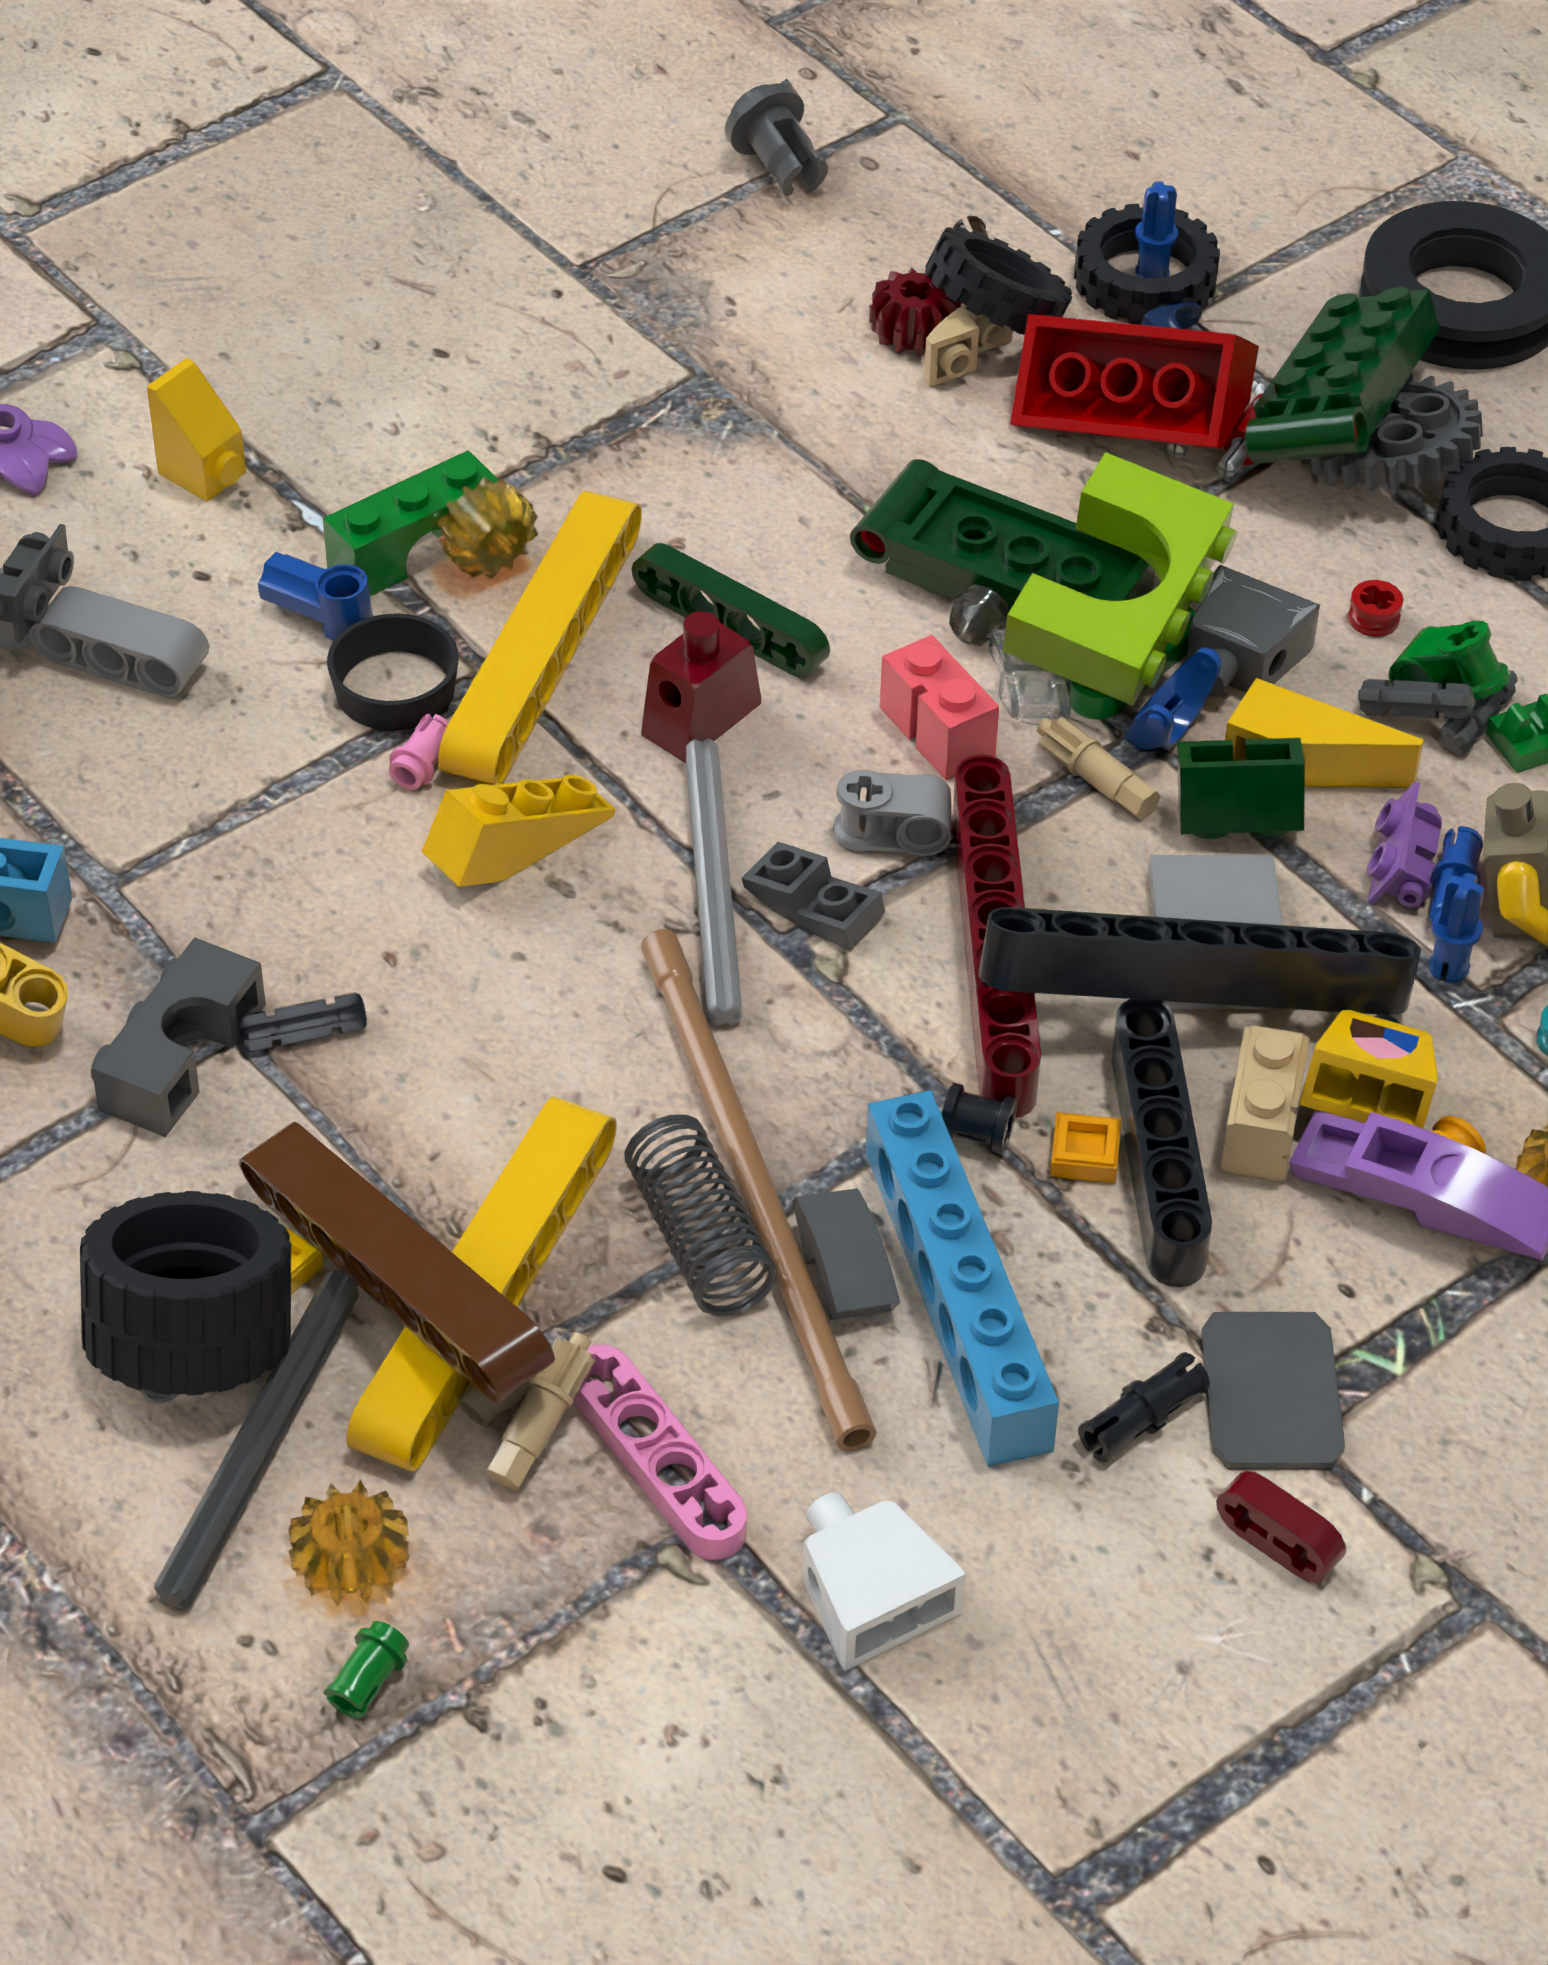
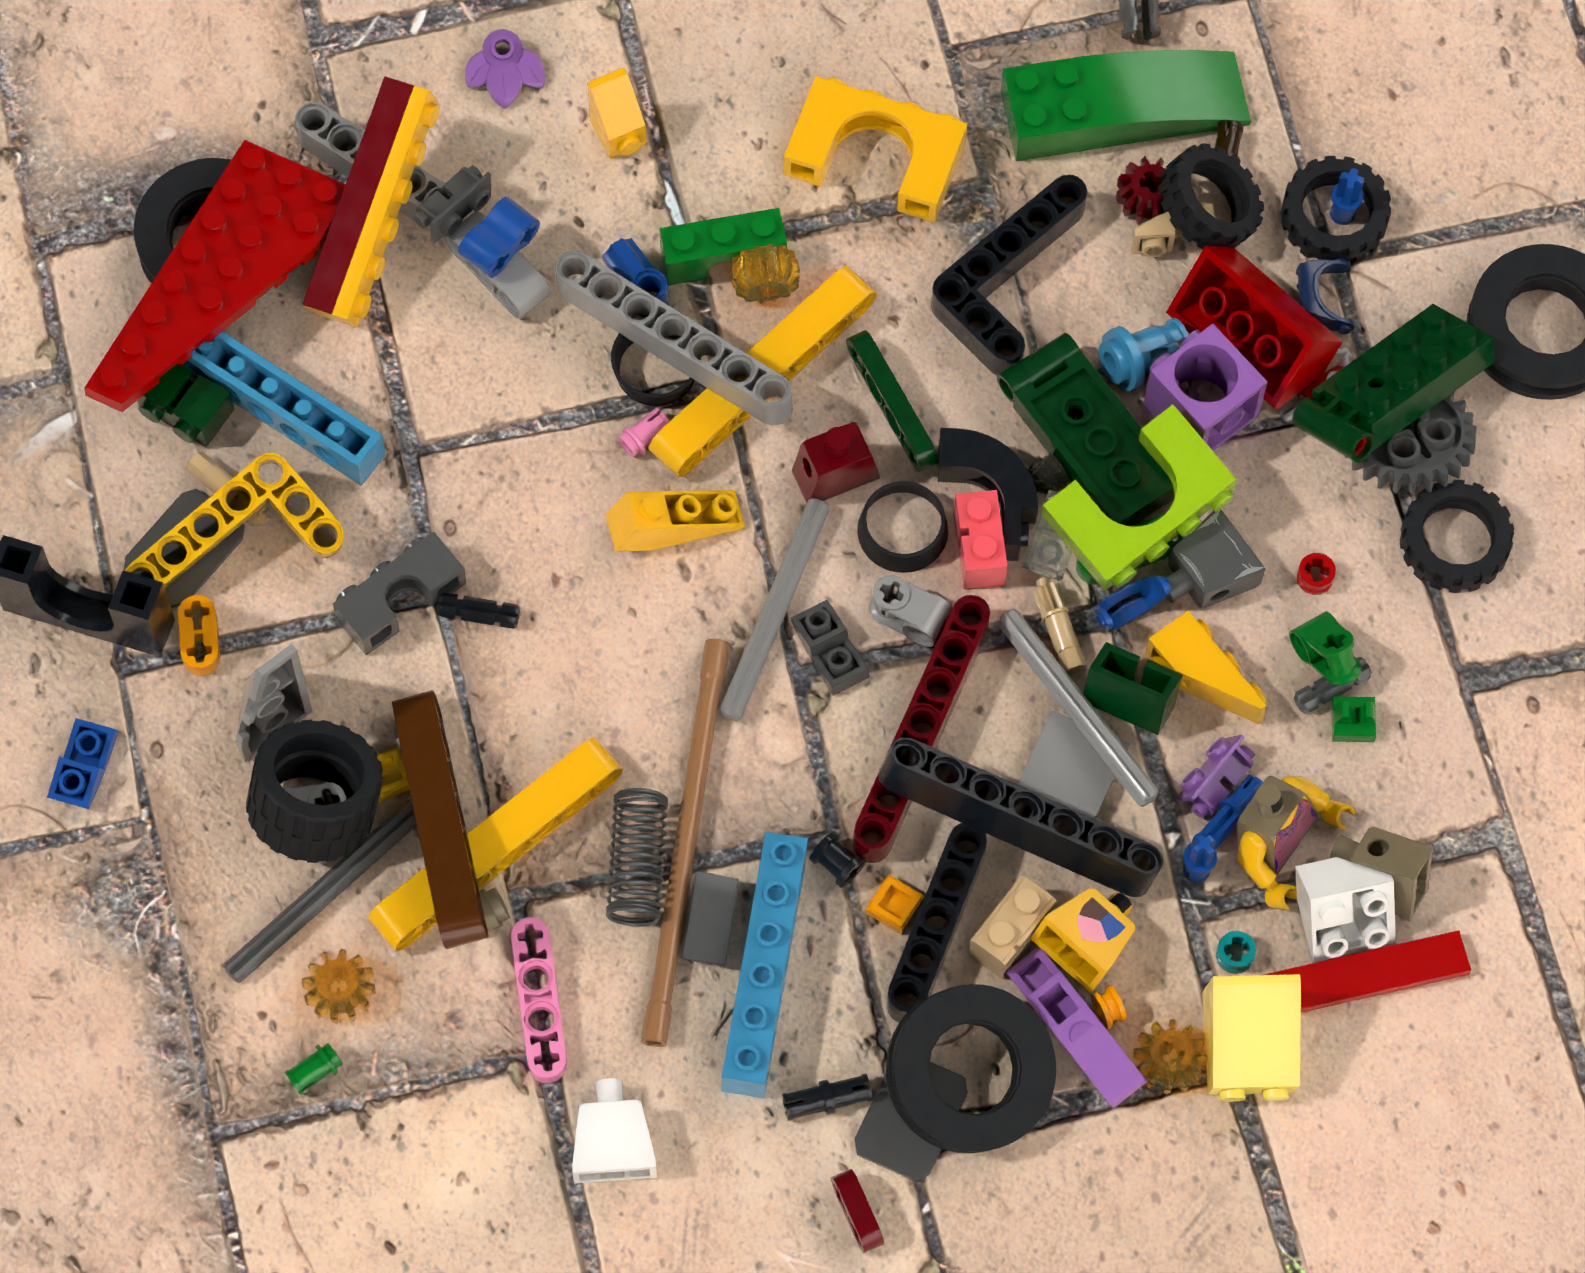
camera: 25 degrees right, 20 degrees up
(61, 1189) = (271, 699): none -> light grey wedge
(111, 589) = (499, 237): none -> blue axle
(411, 617) = (680, 353): none -> light grey beam
(541, 1411) = (476, 954): tan piece -> none
(607, 345) = (839, 111): none -> yellow arch
(754, 468) = (1001, 267): none -> black beam
(807, 246) = (1119, 99): none -> green slope
(823, 772) = (895, 561): none -> black tyre
(876, 622) = (991, 465): none -> black arch
(1002, 457) = (1128, 356): none -> dark azure piece
(1124, 420) = (1214, 359): none -> medium lavender brick
(1186, 835) = (1078, 708): none -> light grey axle
(1288, 1345) = (1029, 1053): none -> black tyre
(1416, 699) = (1291, 664): dark grey axle -> none

